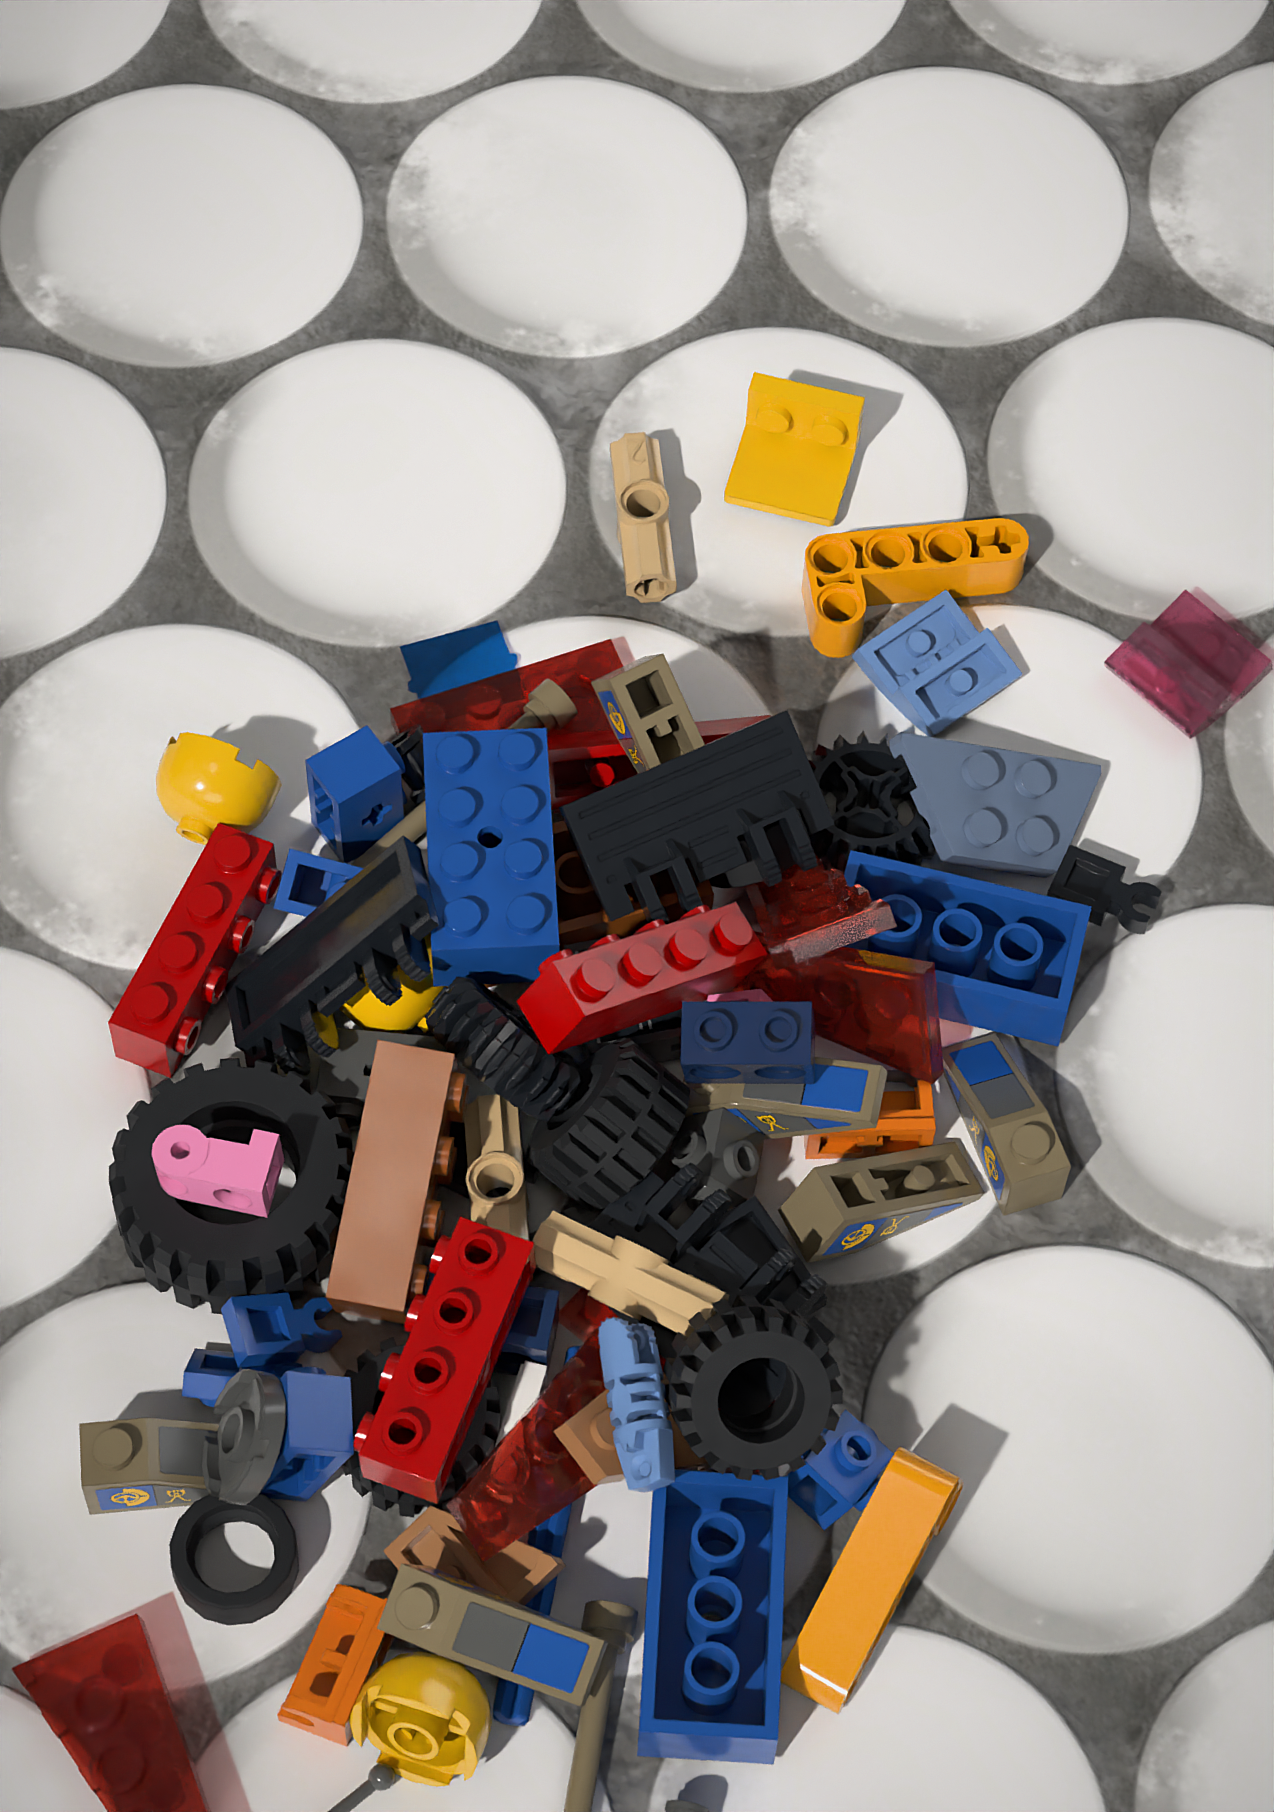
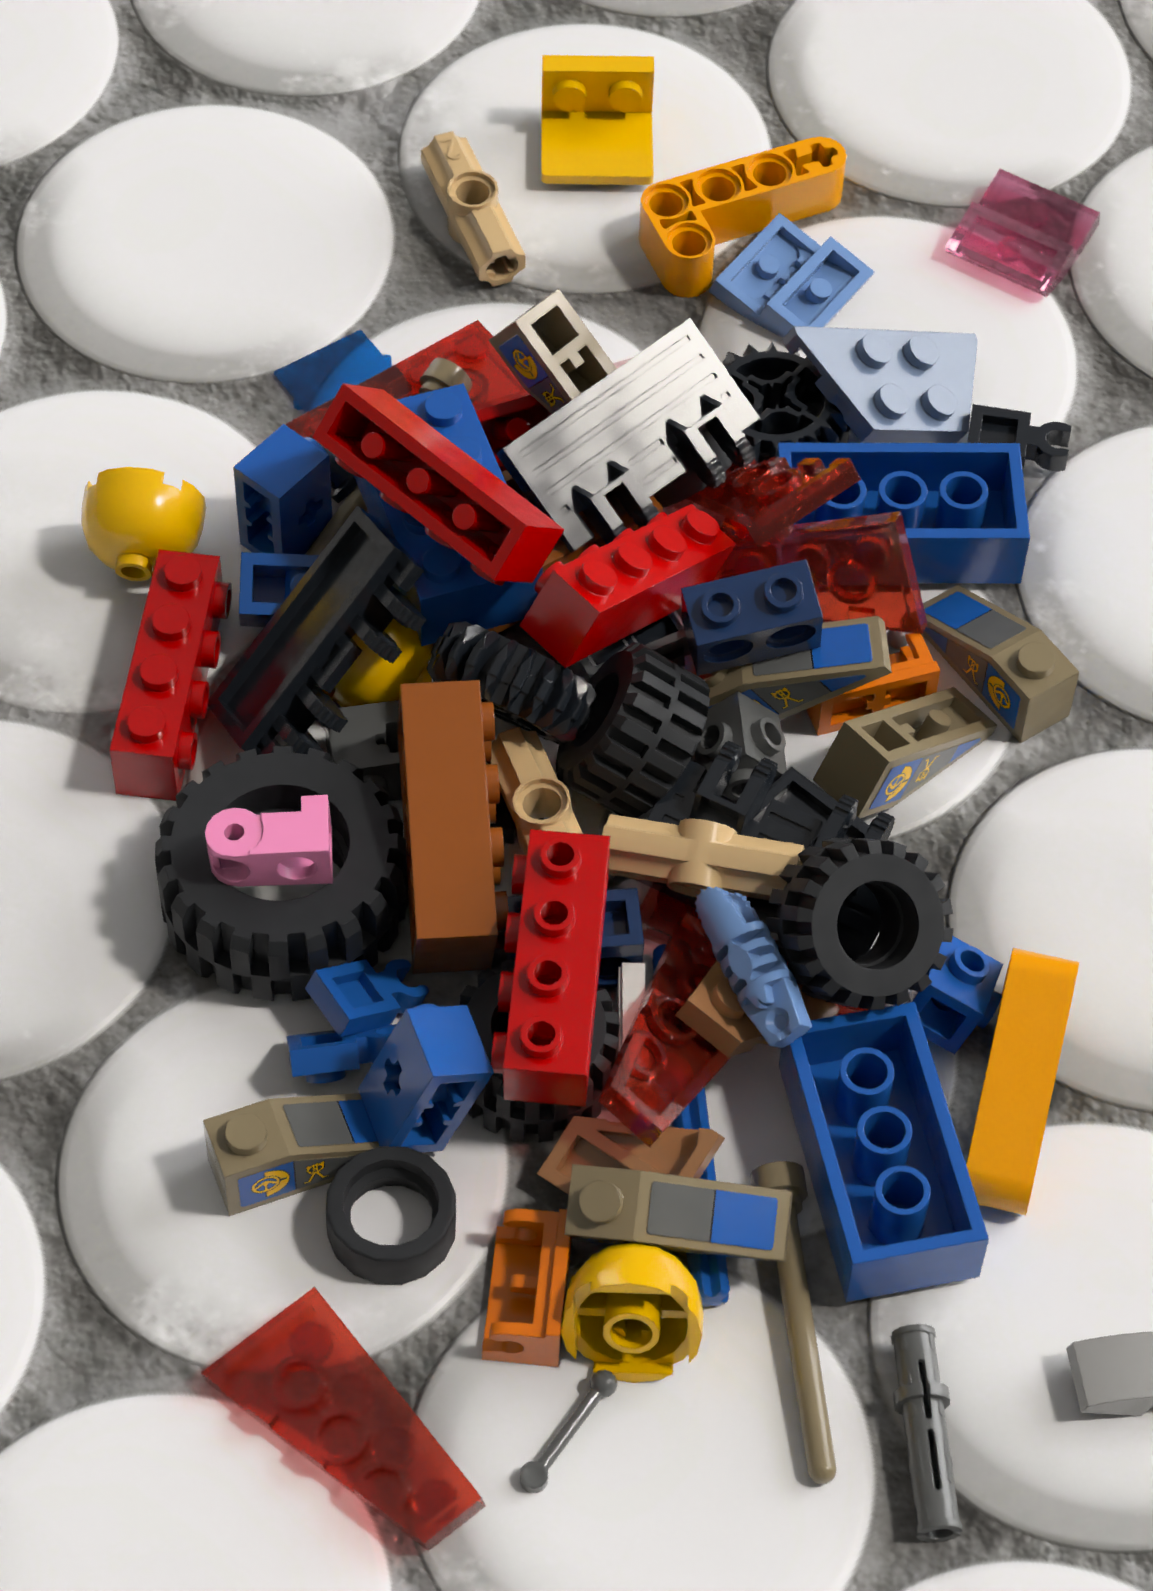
camera: 15 degrees left, 5 degrees down
(248, 1438) = (378, 1088): dark grey tile -> none
(473, 841) = (437, 485): none -> red brick

